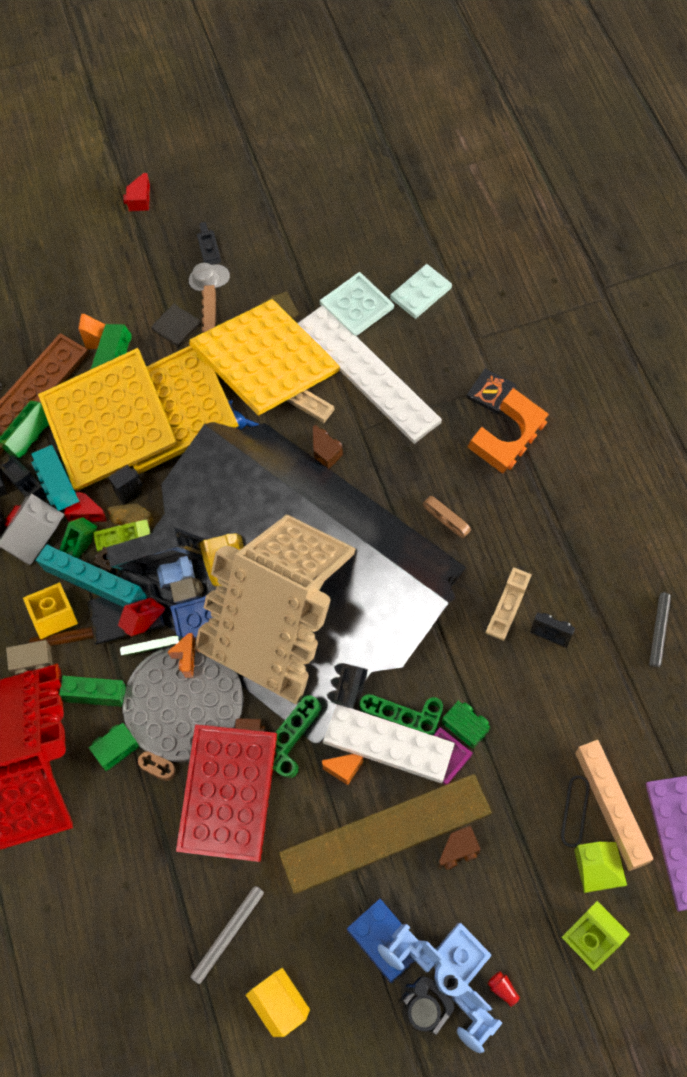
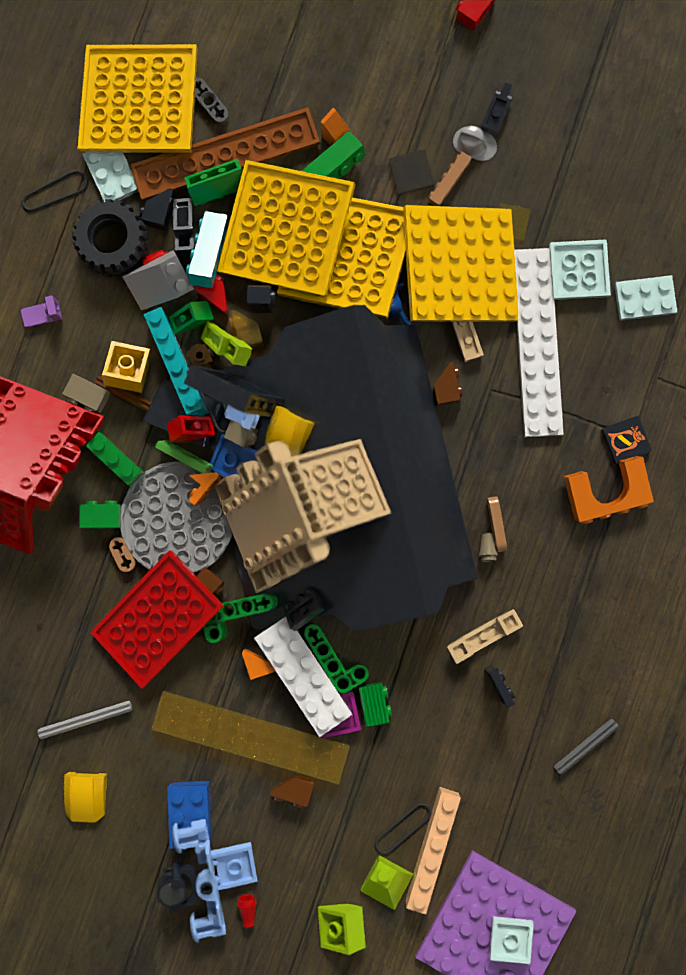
camera: 35 degrees right, 20 degrees up
(455, 539) = (488, 548): none -> dark tan cone

